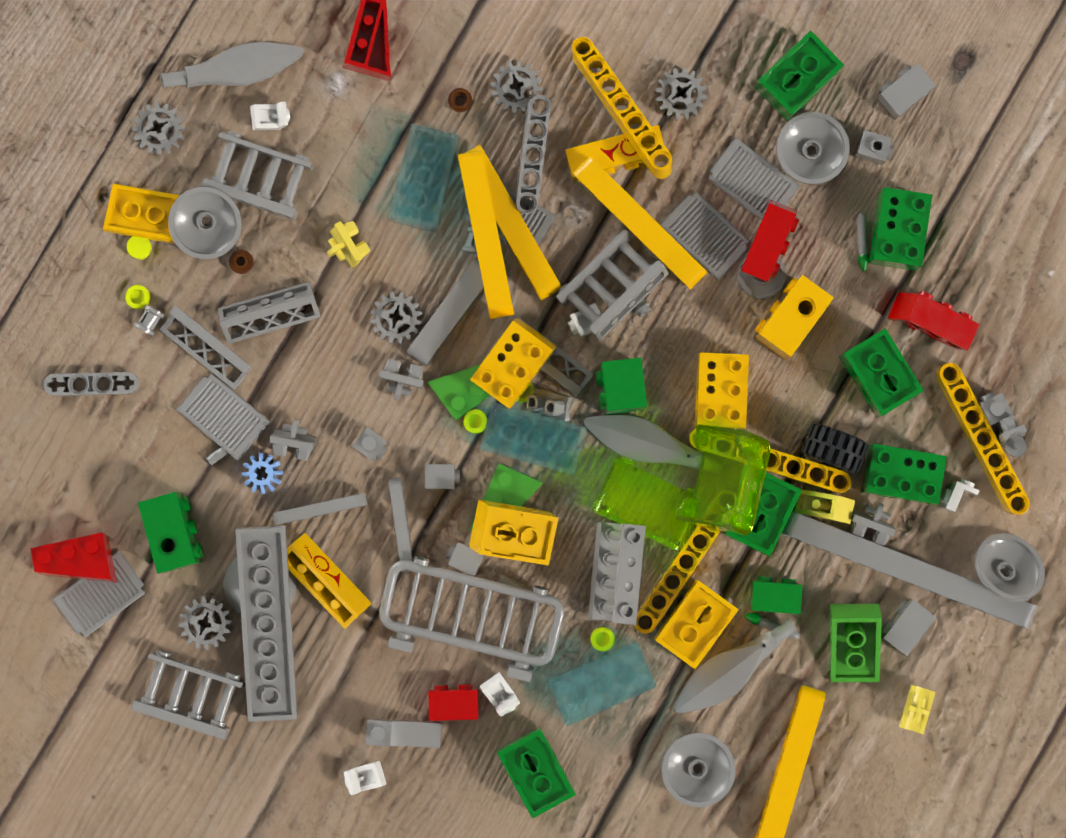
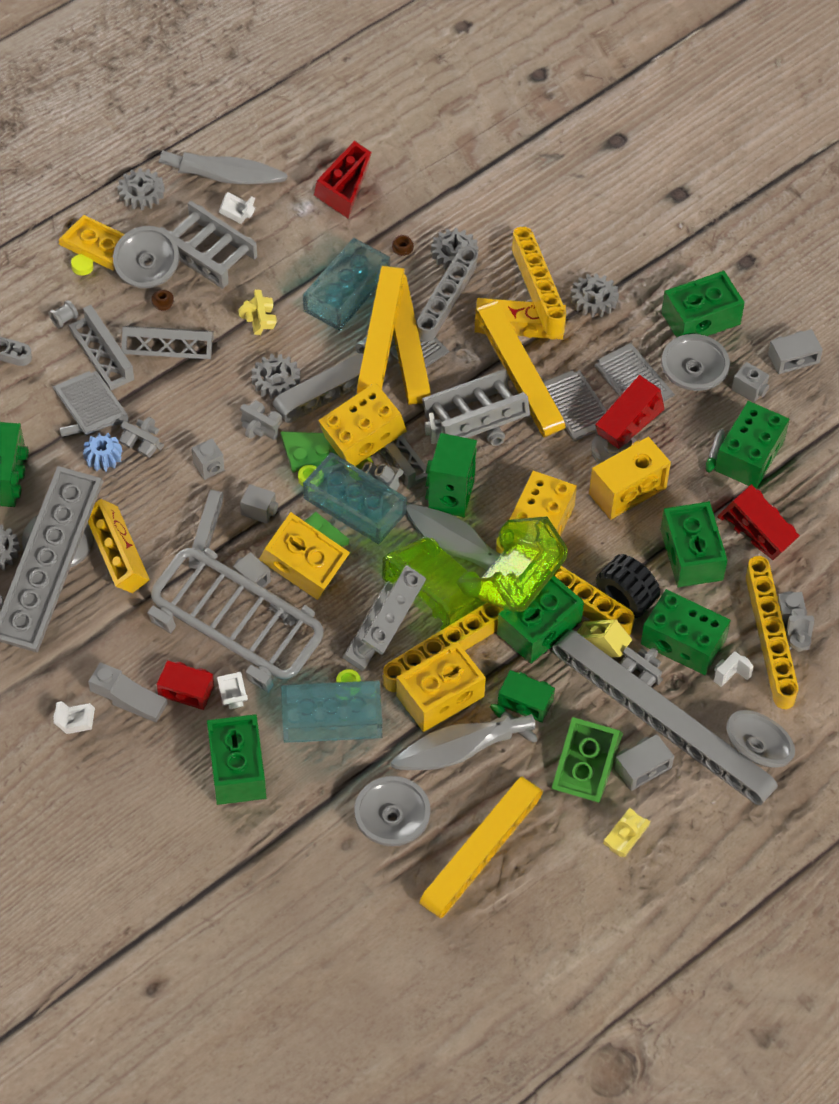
camera: 20 degrees right, 30 degrees down
(138, 297) = (61, 295): neon yellow tile -> none
(320, 509) = (141, 495): light grey beam -> none

